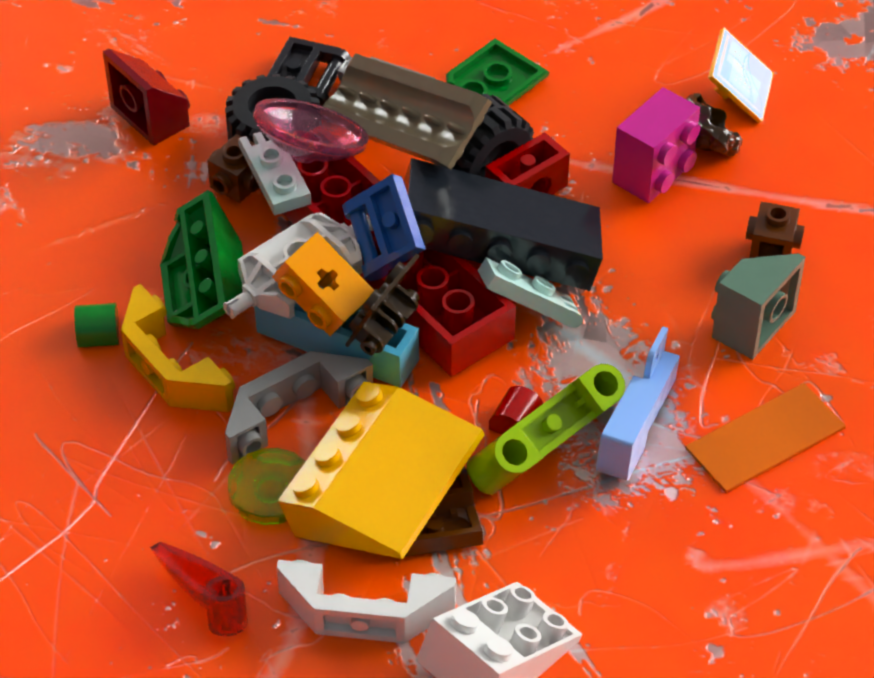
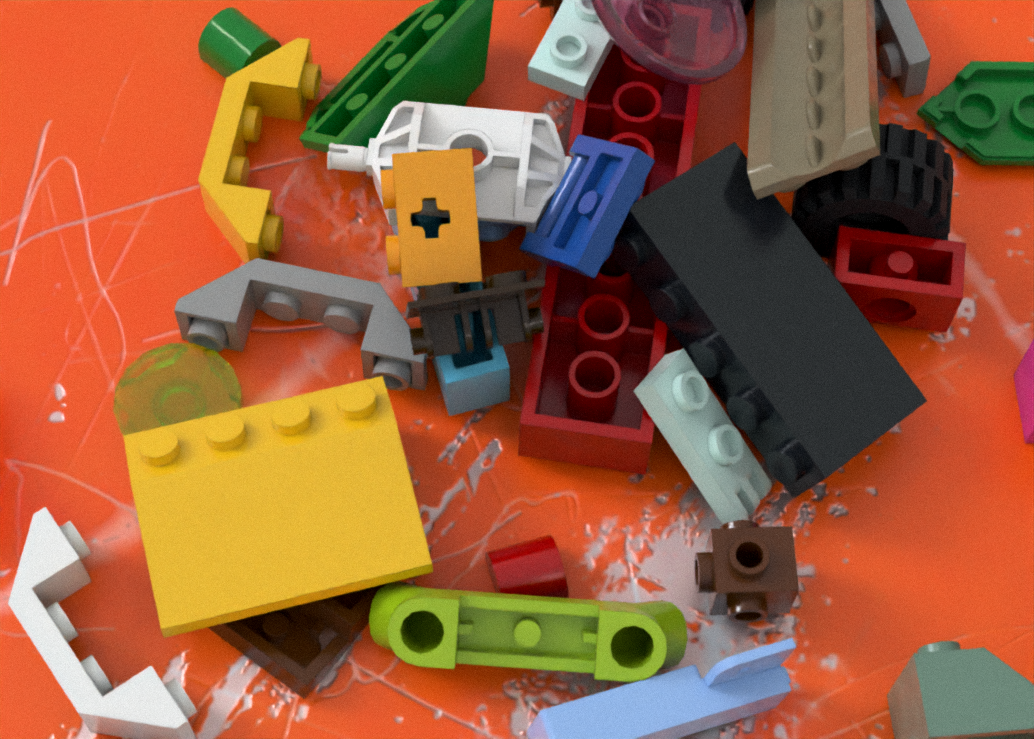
camera: 45 degrees right, 15 degrees up
(608, 329) = (748, 571): none -> reddish brown brick

